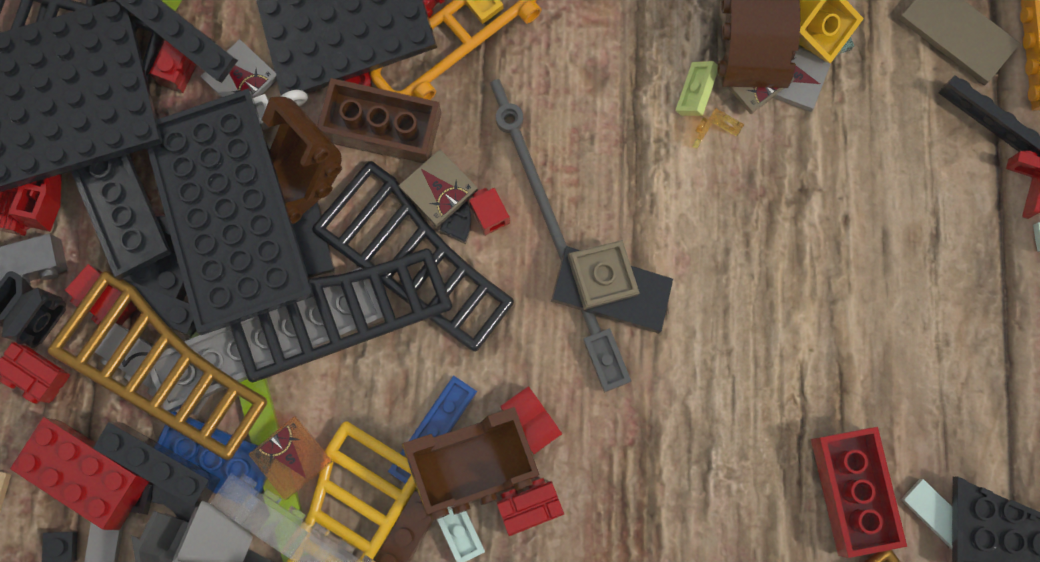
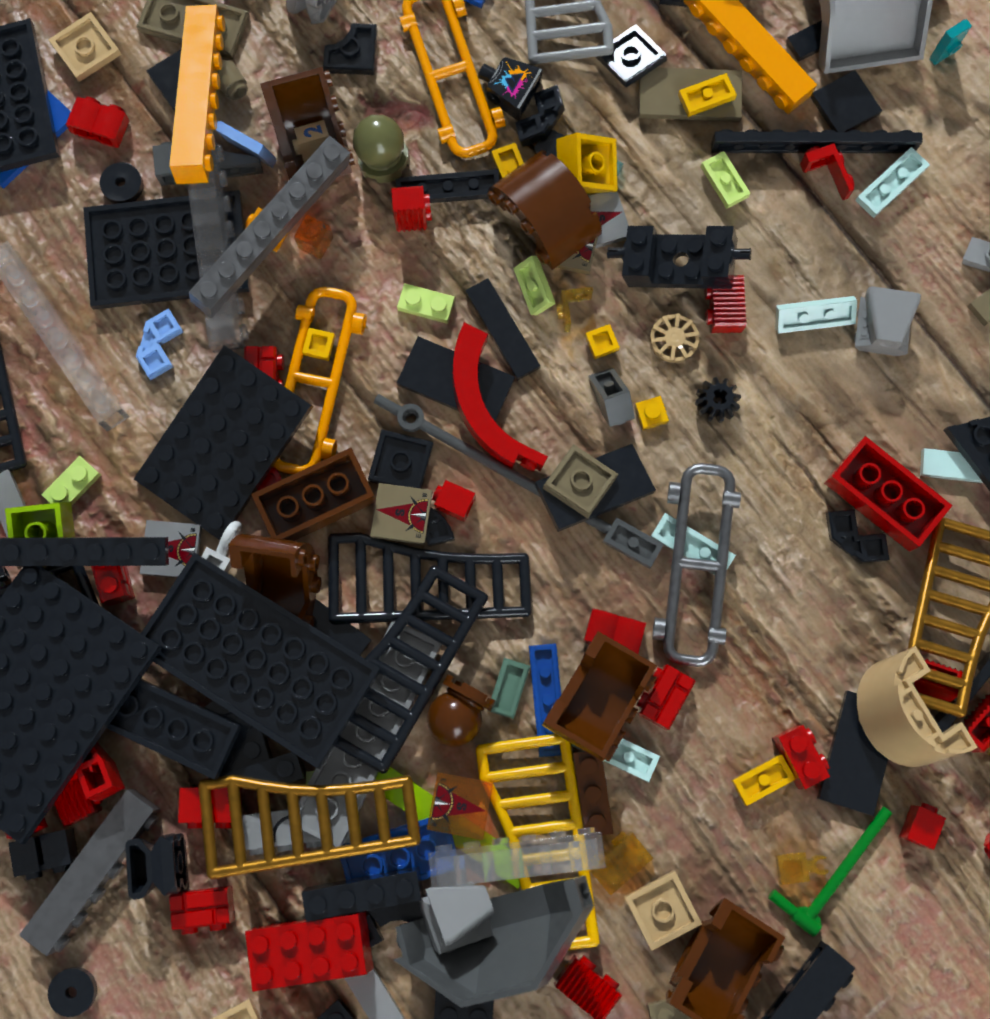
camera: 40 degrees left, 0 degrees up
(347, 382) = (456, 715): none -> reddish brown tile
(409, 396) = (509, 687): none -> sand green tile
(474, 146) = (400, 460): none -> black tile
(570, 117) = (430, 375): none -> black tile
(575, 451) = (664, 628): none -> flat silver bar
(583, 111) = (473, 410): none -> red arch
(597, 37) = (426, 303): none -> yellowish green plate
(642, 105) = (502, 329): none -> black tile
(655, 402) = (696, 544): none -> light aqua plate
(687, 228) = (612, 397): none -> dark grey slope
(710, 266) = (651, 413): none -> yellow plate
(716, 176) = (602, 341): none -> yellow plate
(780, 220) = (674, 338): none -> tan wheel
(782, 291) = (717, 390): none -> black gear
(793, 497) = (844, 533): none -> black tile
(814, 139) = (652, 256): none -> black brick
(848, 225) = (727, 308): none -> red brick
(919, 293) = (816, 314): none -> light aqua plate
(931, 123) = (725, 179): none -> yellowish green plate
(973, 40) = (707, 95): none -> yellow plate
(976, 345) = (885, 321): none -> light grey piece

